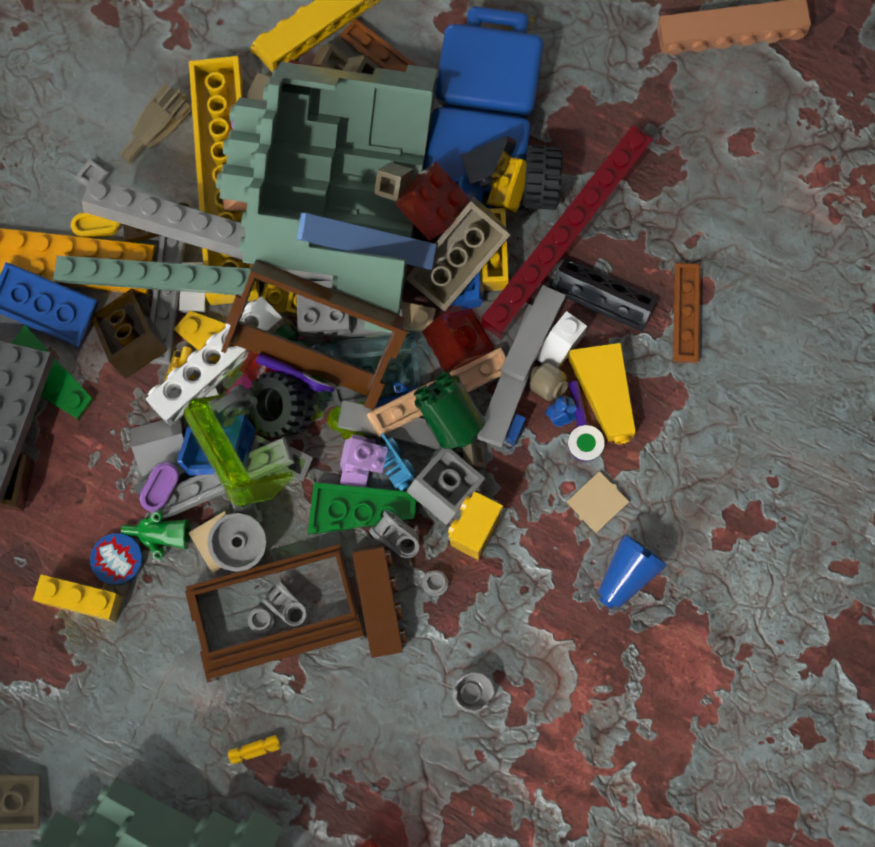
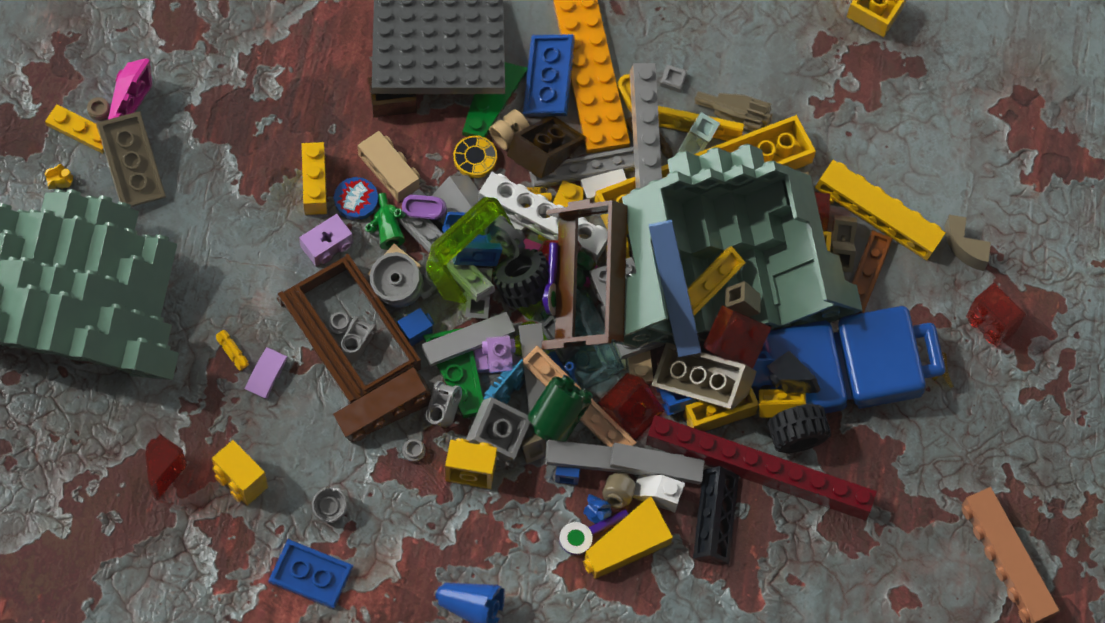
camera: 60 degrees right, 10 degrees down
(91, 510) = (389, 166): none -> tan brick
(94, 366) = (503, 131): none -> tan wheel
(111, 414) = (475, 156): none -> tile
(148, 595) = (326, 240): none -> lavender brick
(151, 275) = (597, 137): sand green plate -> none
(163, 159) = (684, 120): none -> yellow tile
(174, 171) = (699, 134): none -> light aqua slope
(294, 537) = (415, 326): none -> blue brick
(294, 718) = (266, 372): none -> lavender slope
(329, 485) = (467, 339): none -> light grey tile
(358, 198) = (714, 278): none -> yellow tile
(409, 781) = (239, 473): none -> yellow brick
(541, 735) = (310, 574): none -> blue tile
(597, 502) = (527, 564): tan piece -> none
(686, 313) = (724, 592): dark orange tile -> none

